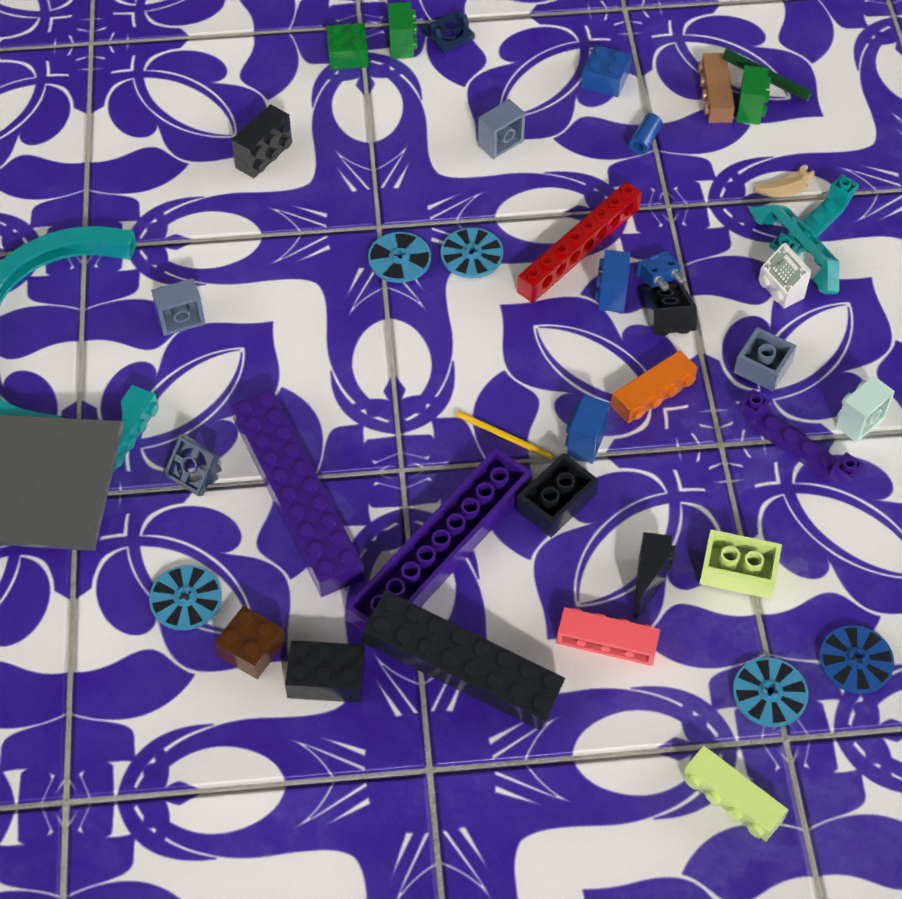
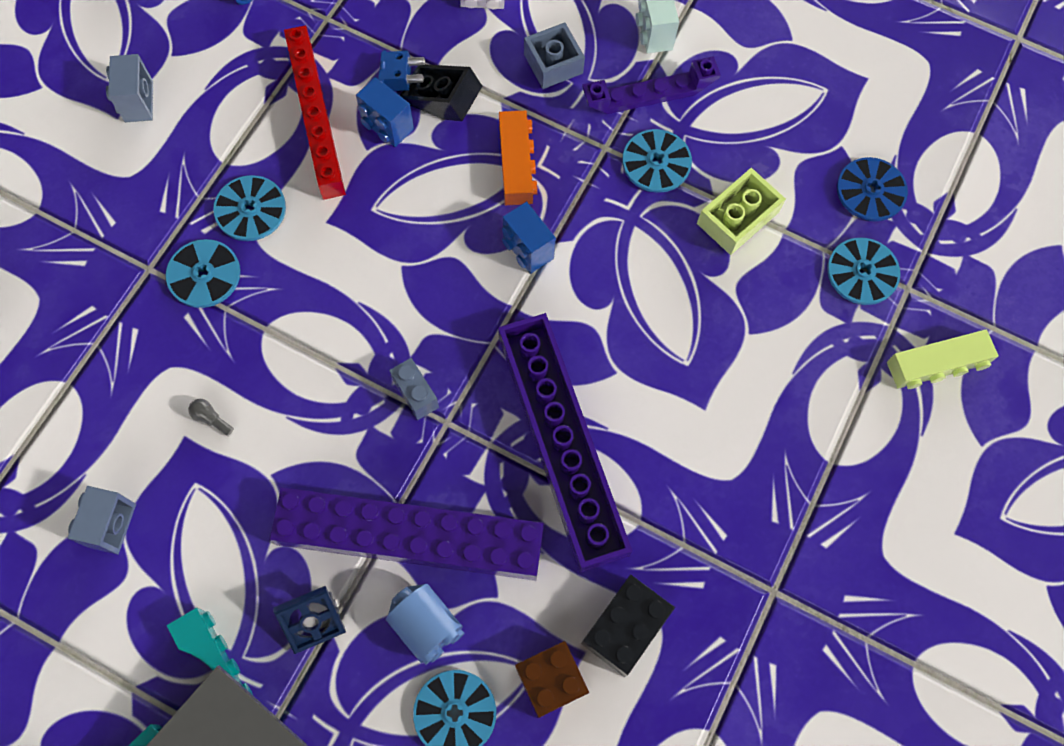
camera: 60 degrees left, 15 degrees up
(235, 534) = (423, 622): none -> medium blue cylinder
(296, 319) = (203, 412): none -> dark grey piece
(409, 430) = (414, 388): none -> sand blue brick
(462, 660) = (699, 498): black brick -> none
(505, 435) = (472, 311): yellow axle -> none
(557, 495) = (576, 307): black brick -> none
(608, 636) = (740, 359): coral brick -> none
(654, 562) = (705, 283): black slope -> none
(744, 500) = (651, 175): none -> dark azure piece

